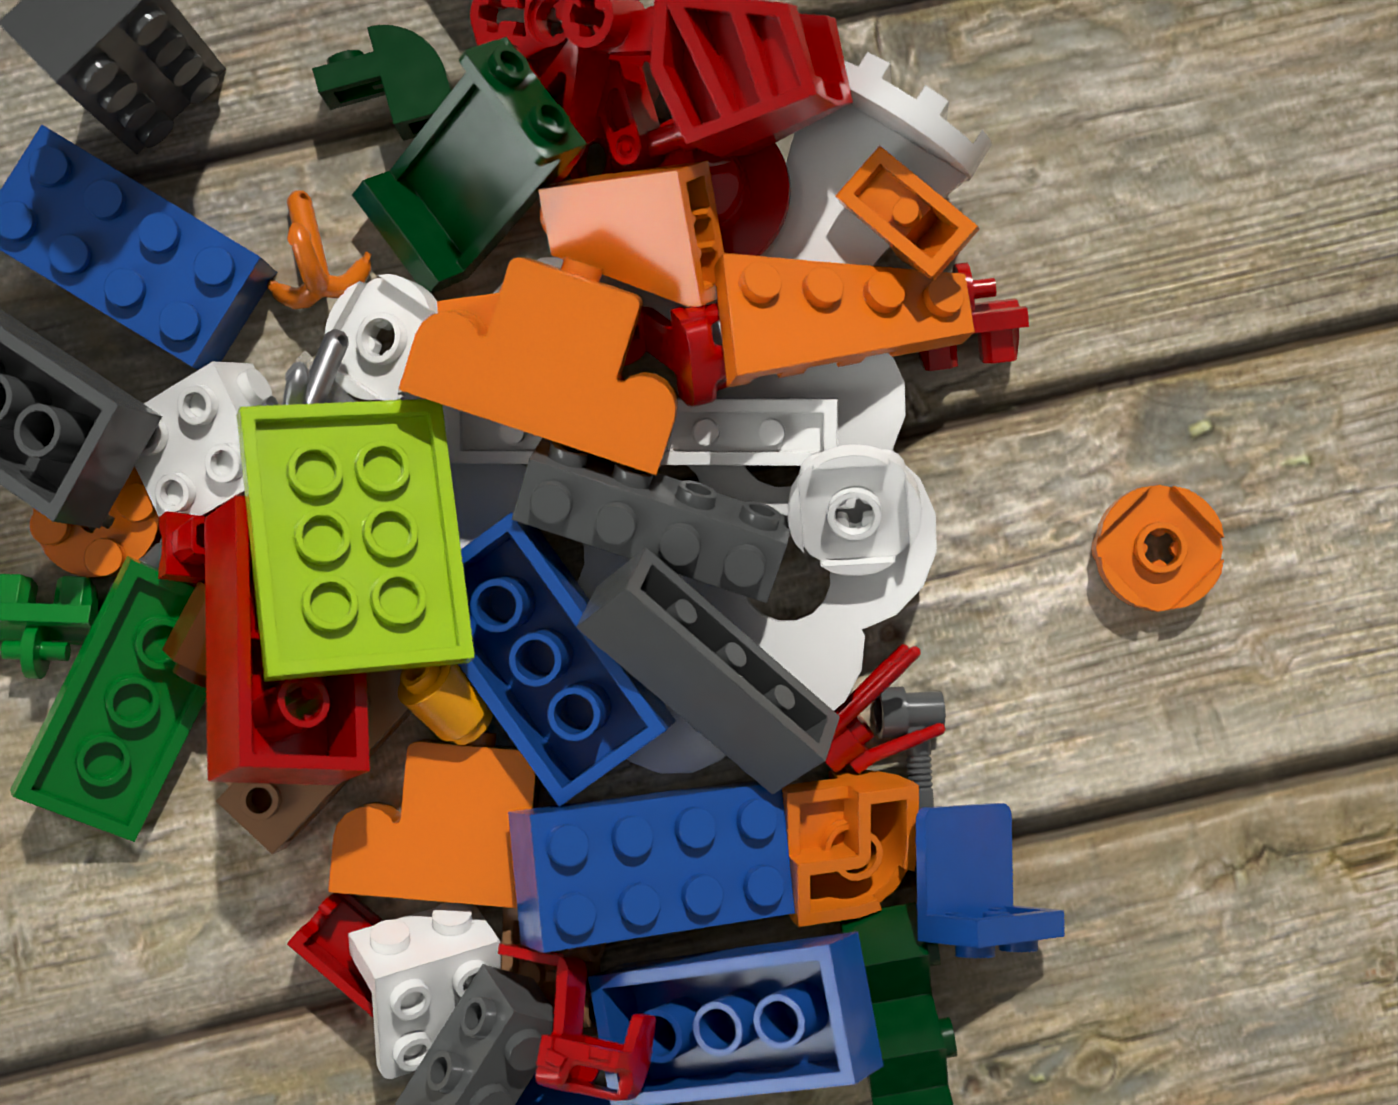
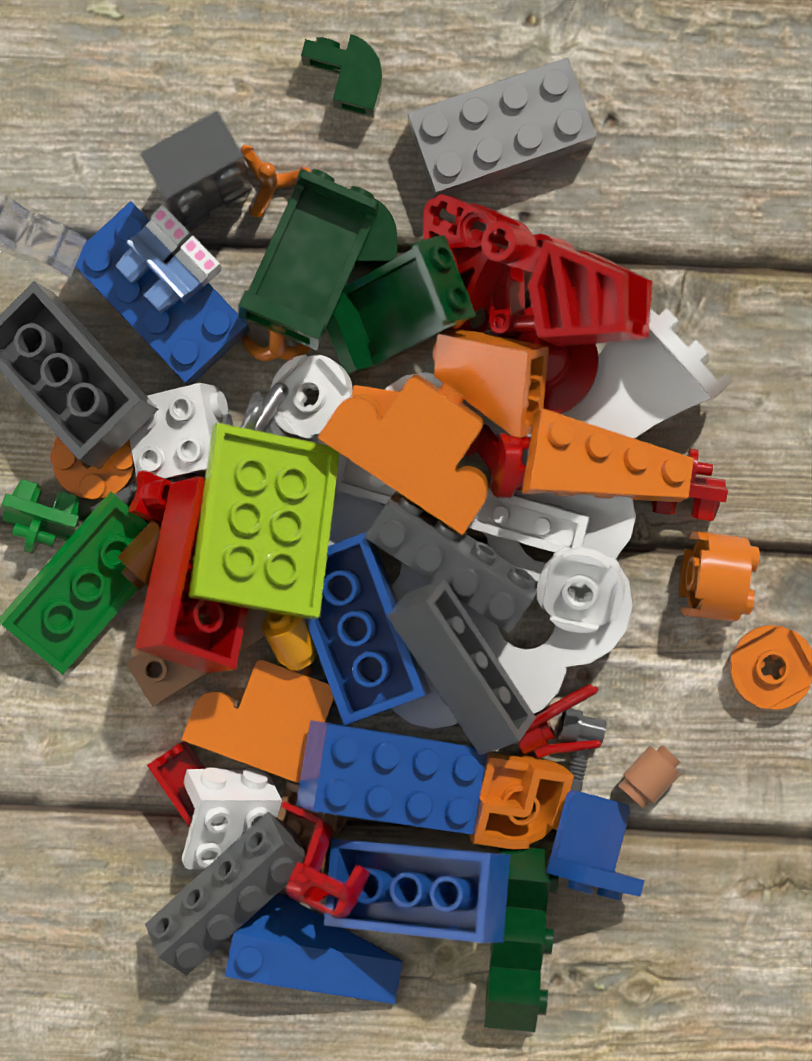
camera: 10 degrees right, 0 degrees up
(119, 183) = (172, 256): none -> medium blue hips
(231, 36) = (268, 178): none -> orange piece
(323, 134) = (309, 258): none -> dark green panel
(907, 214) = (664, 412): orange slope -> none
(1028, 753) = (650, 775): none -> nougat brick
(1048, 437) = (718, 576): none -> orange brick

